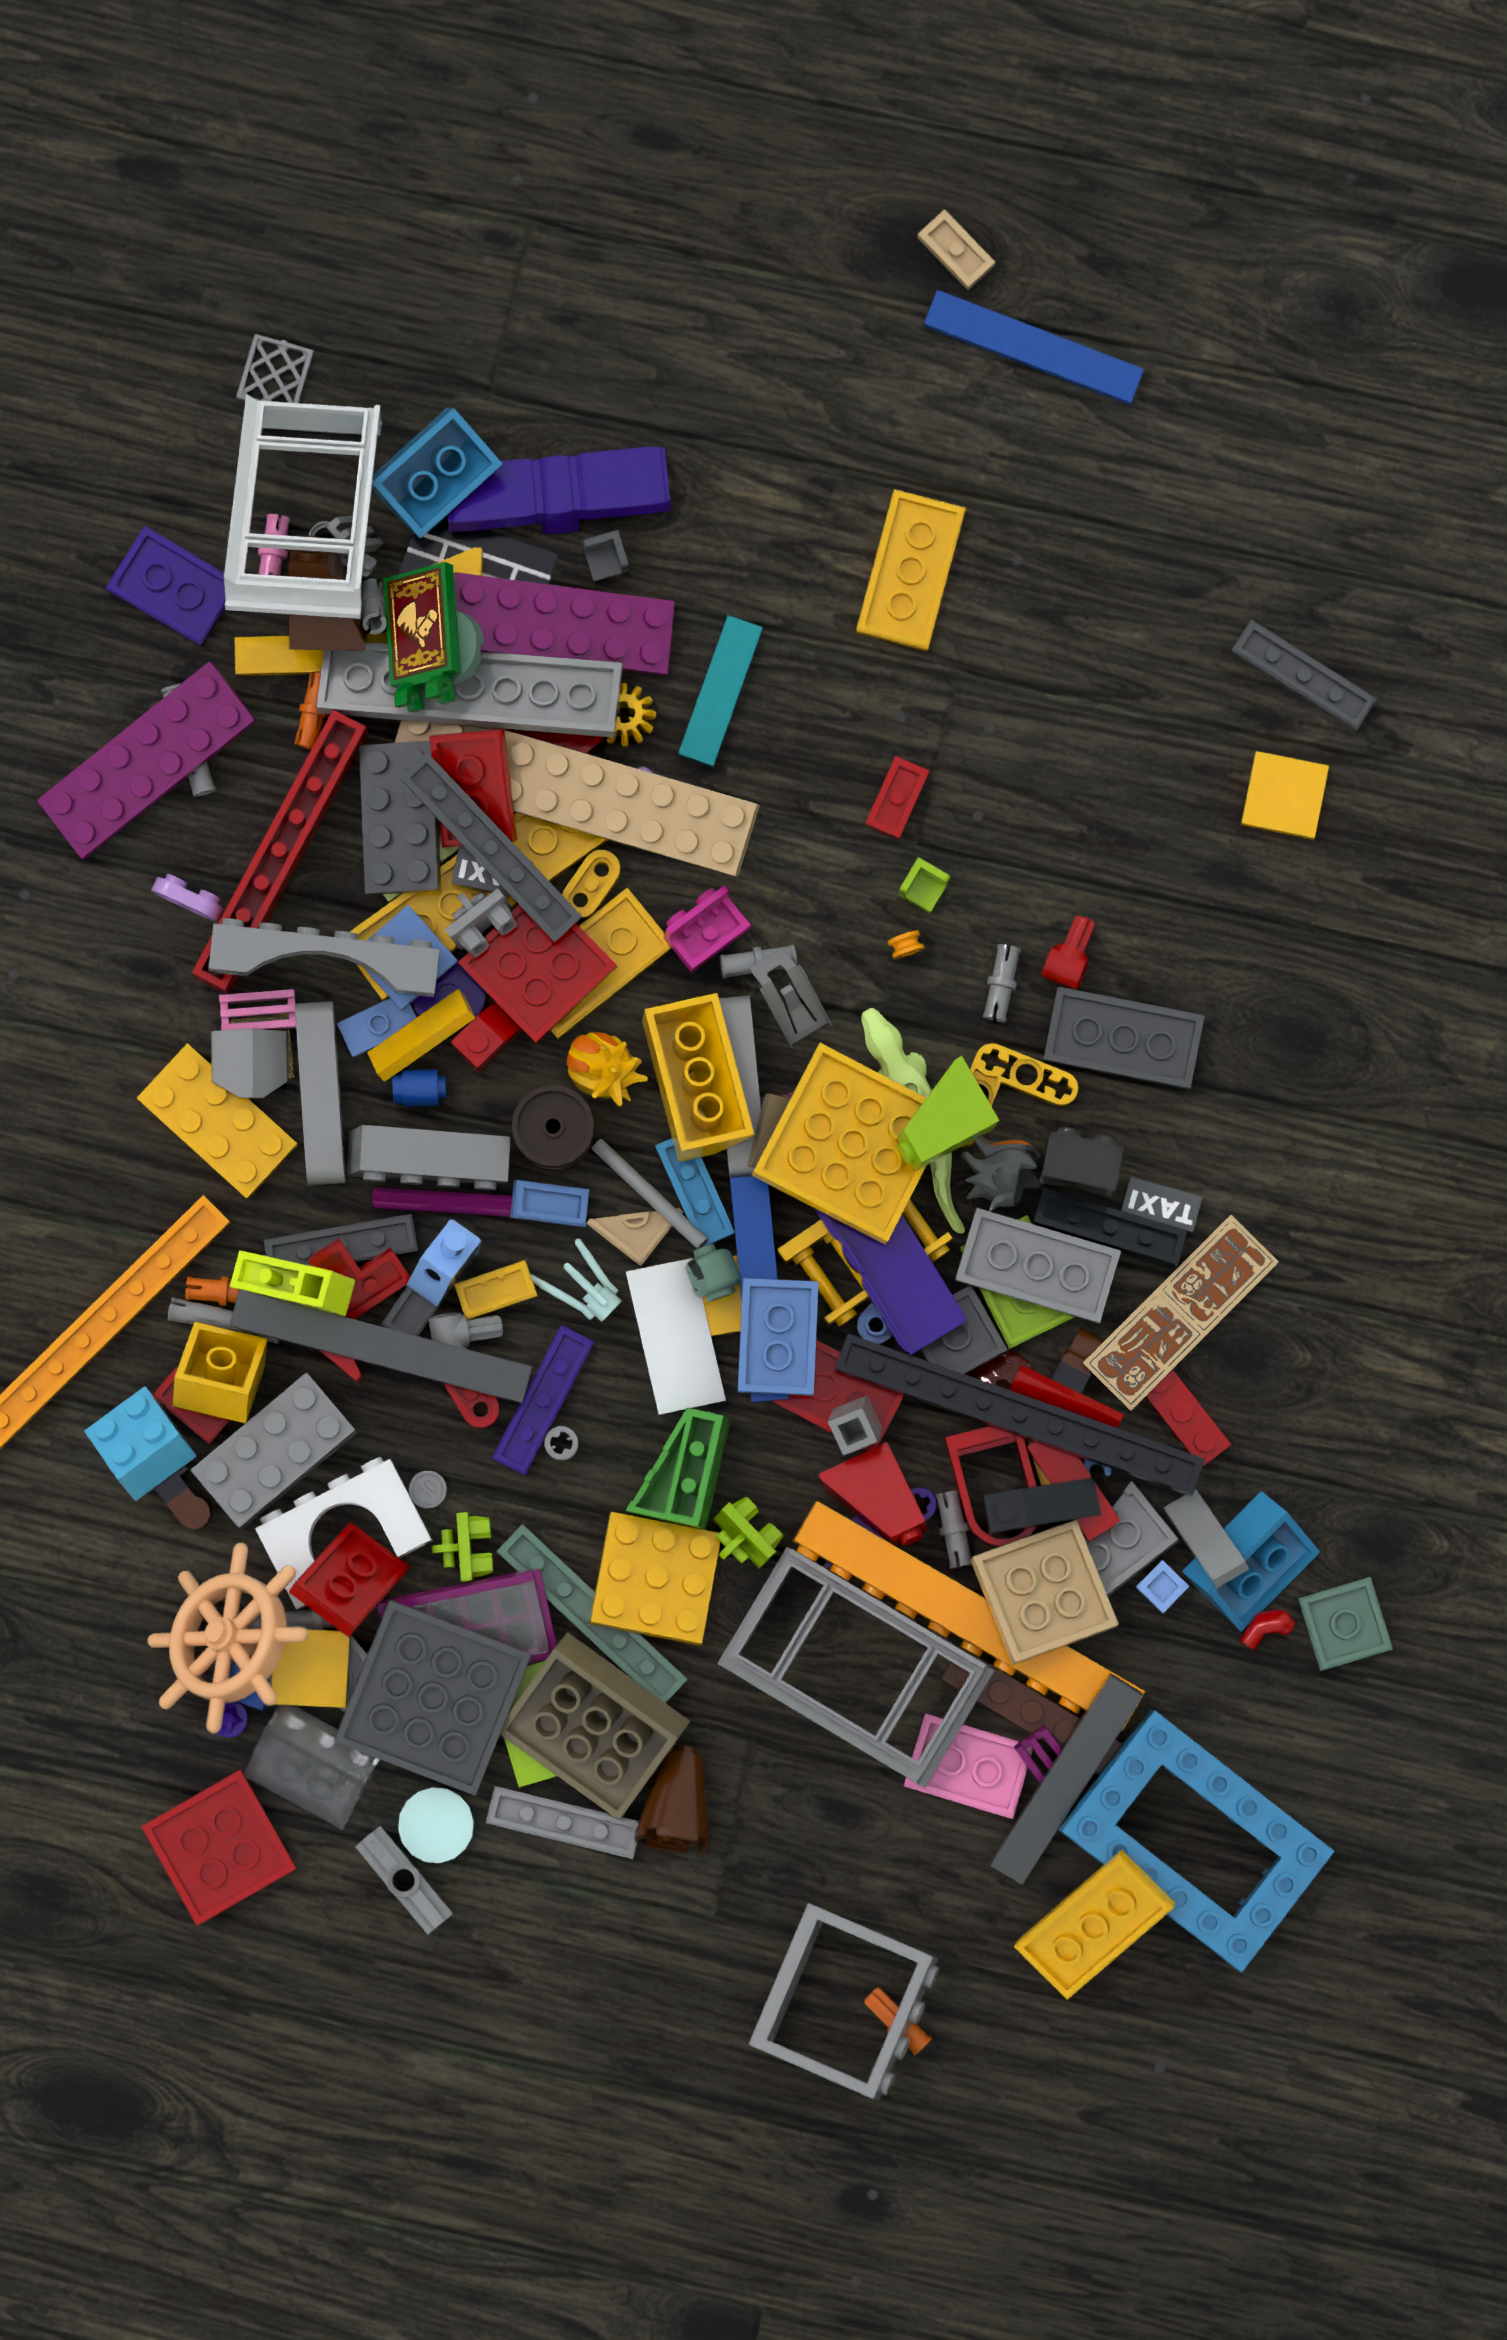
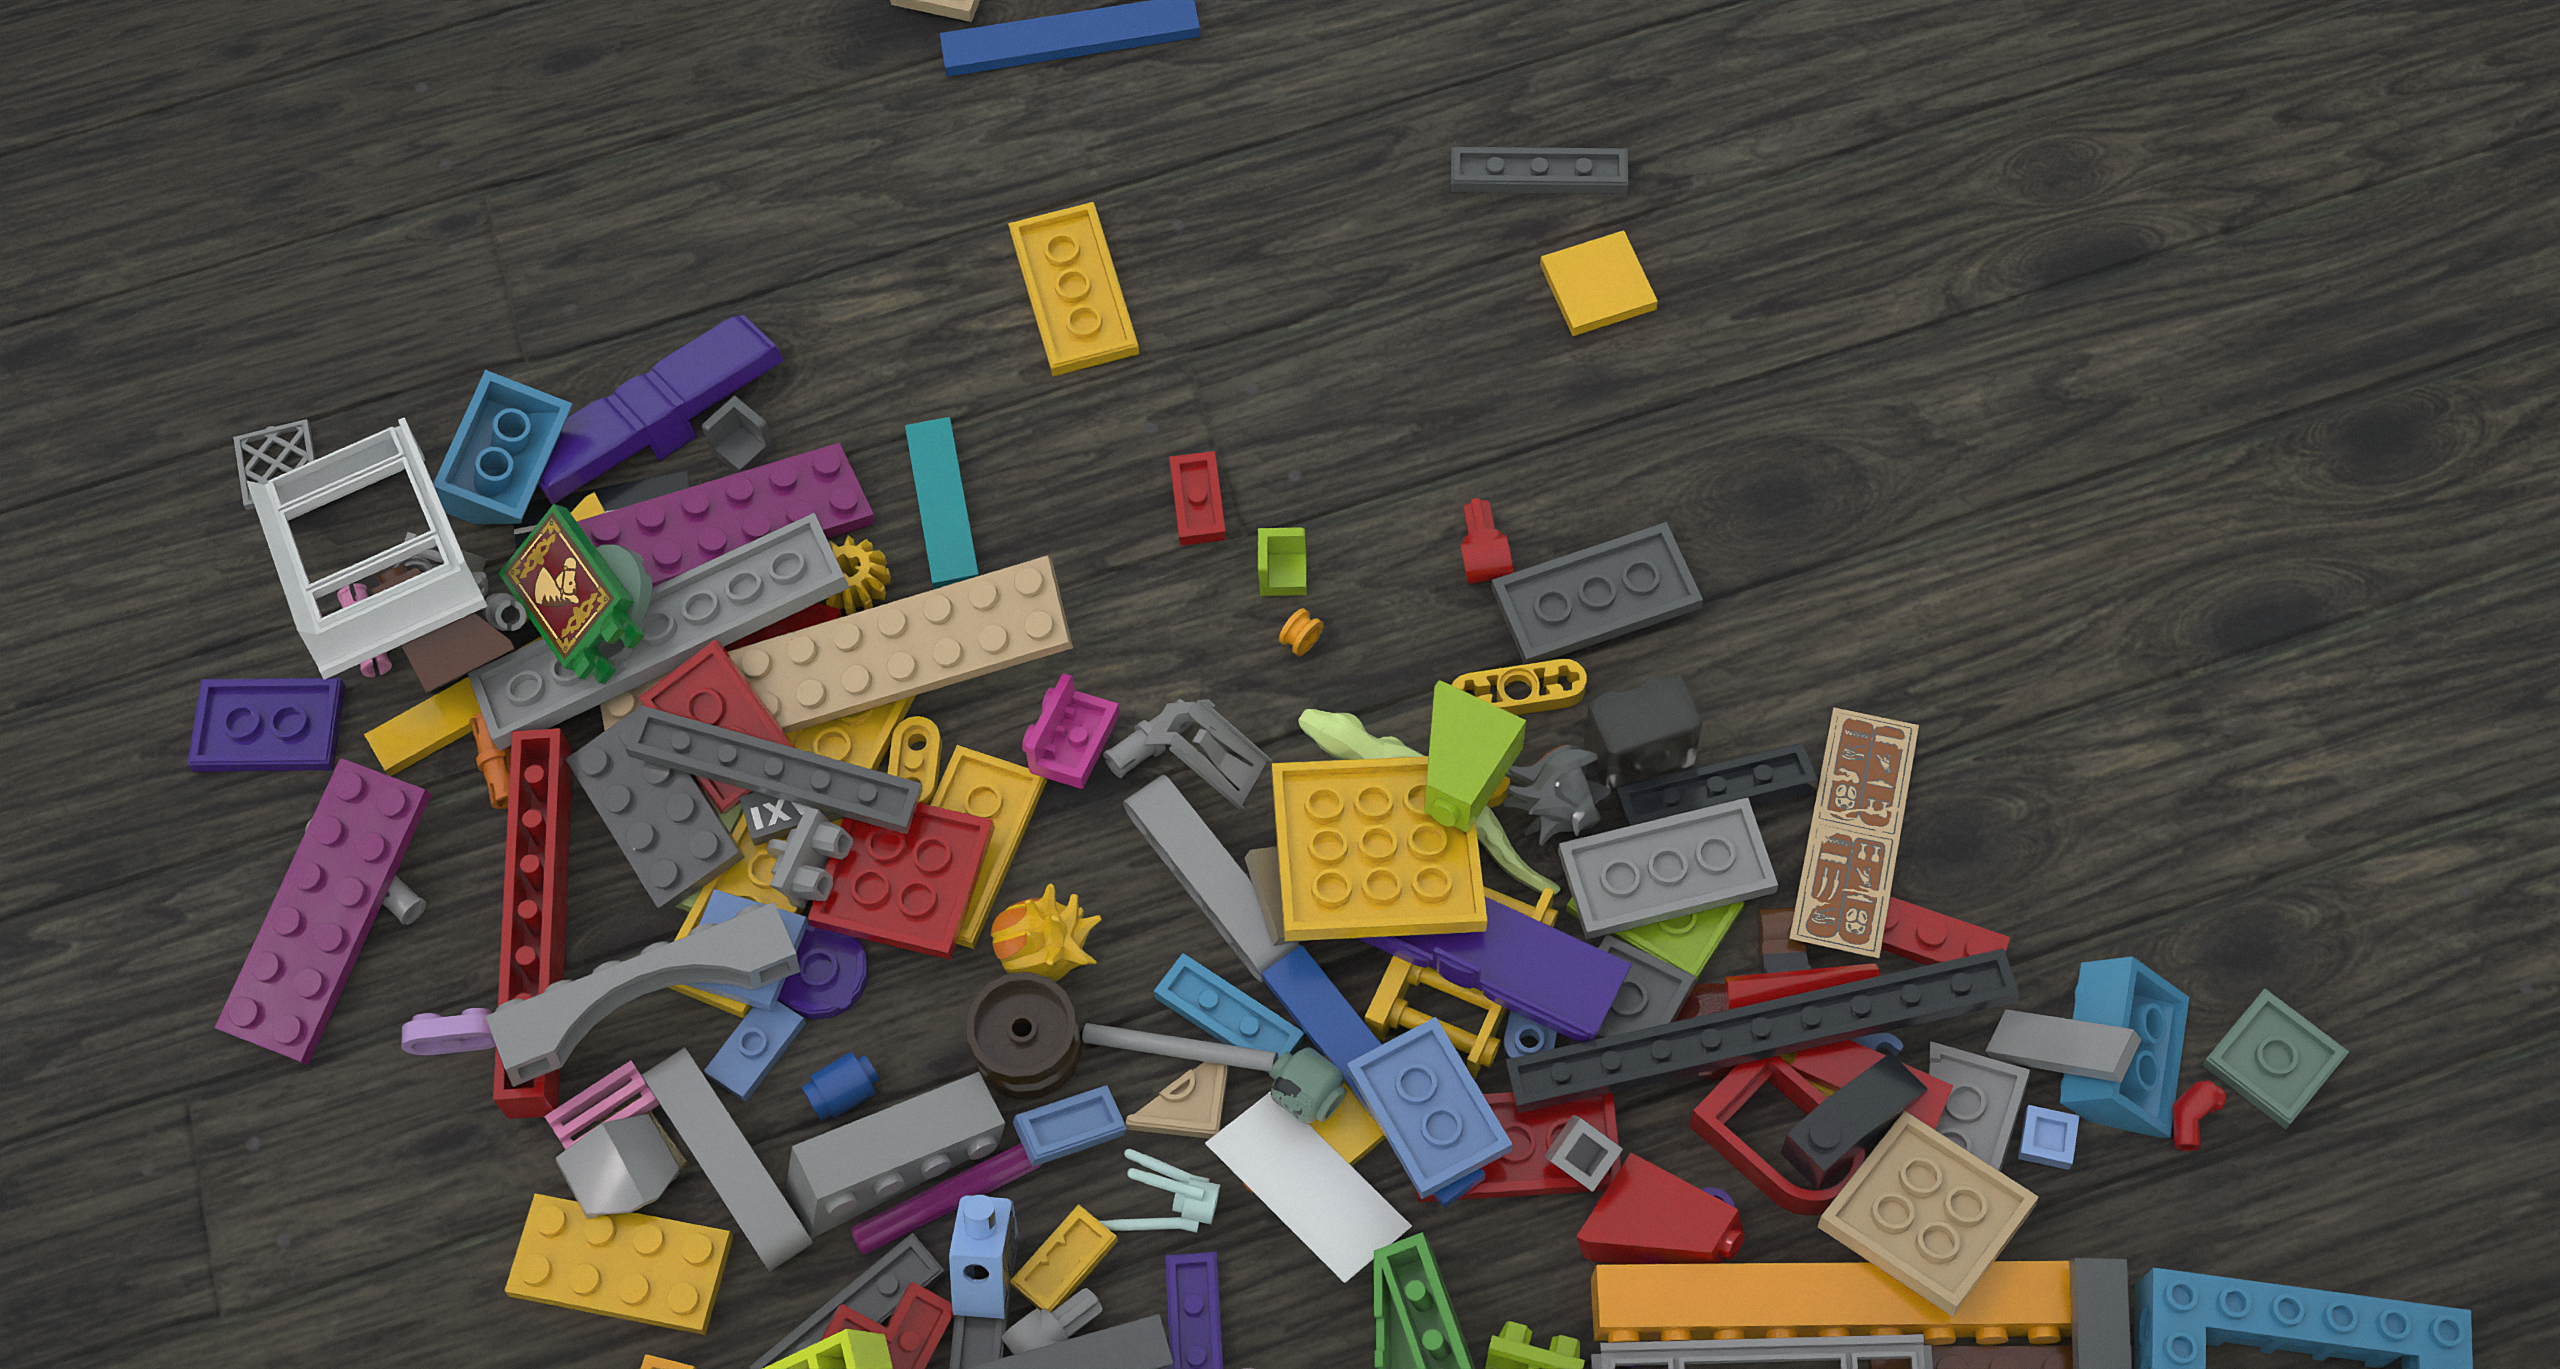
camera: 25 degrees left, 20 degrees down
(421, 1035) = (810, 1022): yellow tile -> none
(485, 1037) = (887, 988): red slope -> none
(697, 1076) = (1156, 885): yellow slope -> none
(954, 1529) = (1770, 1216): light grey pin -> none
(1001, 983) = (1429, 614): light grey pin -> none
(1162, 1204) = (1753, 733): dark grey tile -> none

